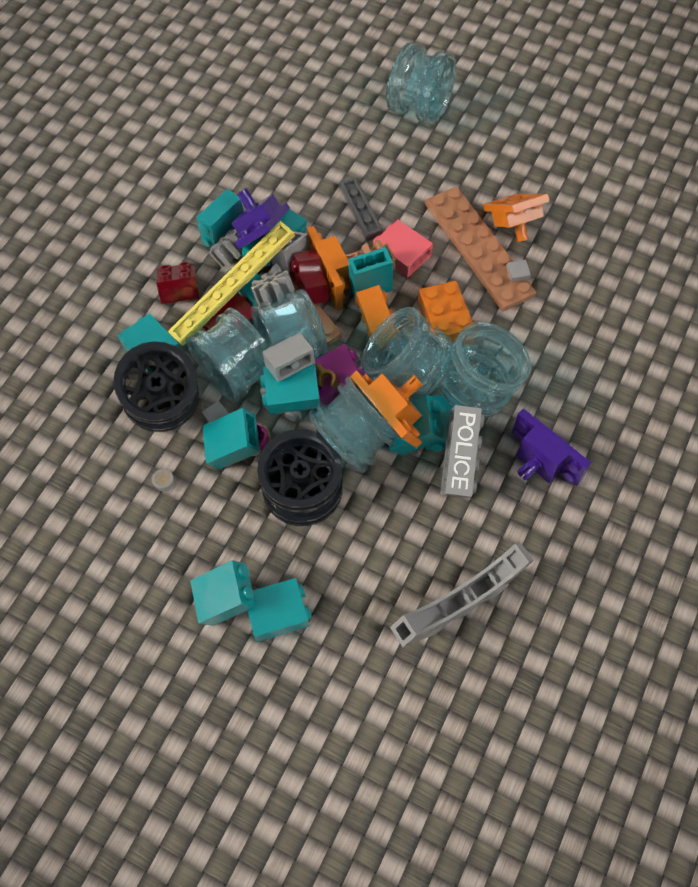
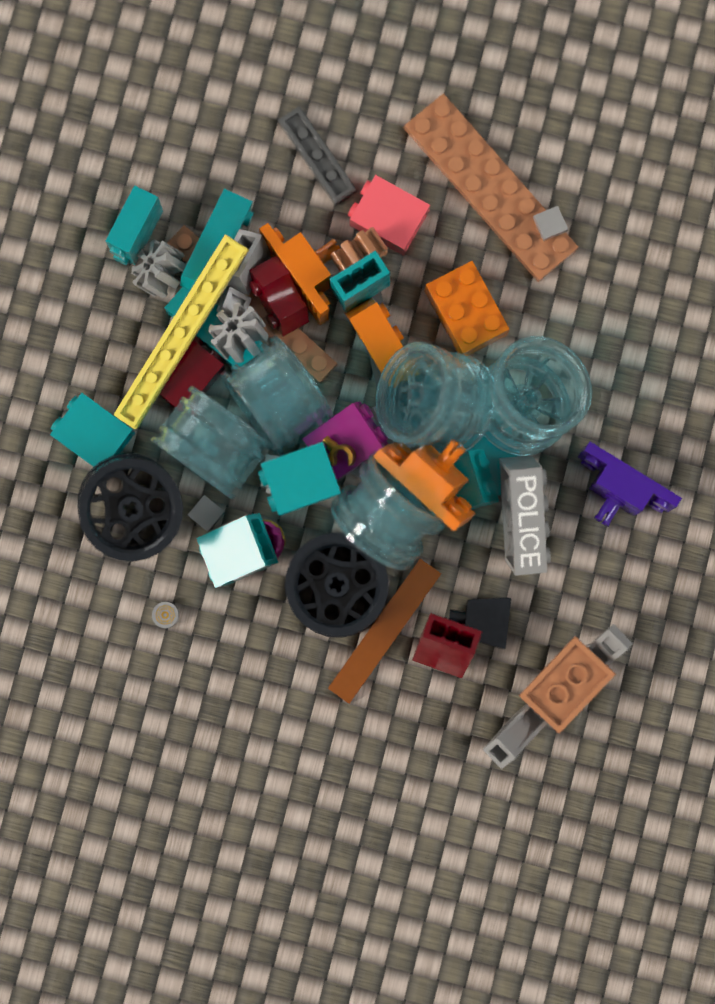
camera: 15 degrees left, 20 degrees up
(177, 283) = (99, 330): dark red bracket -> none
(222, 593) = (281, 747): teal brick -> none
(257, 217) = (191, 229): dark purple brick -> none
(278, 610) = (346, 748): teal brick -> none
(288, 357) = (291, 449): light grey brick -> none
(330, 527) = (384, 631): none -> dark orange tile
(377, 539) = (446, 645): none -> dark red brick
(413, 533) = (488, 616): none -> black torso
(472, 586) = (567, 684): none -> nougat plate
(516, 211) = (531, 128): orange brick -> none

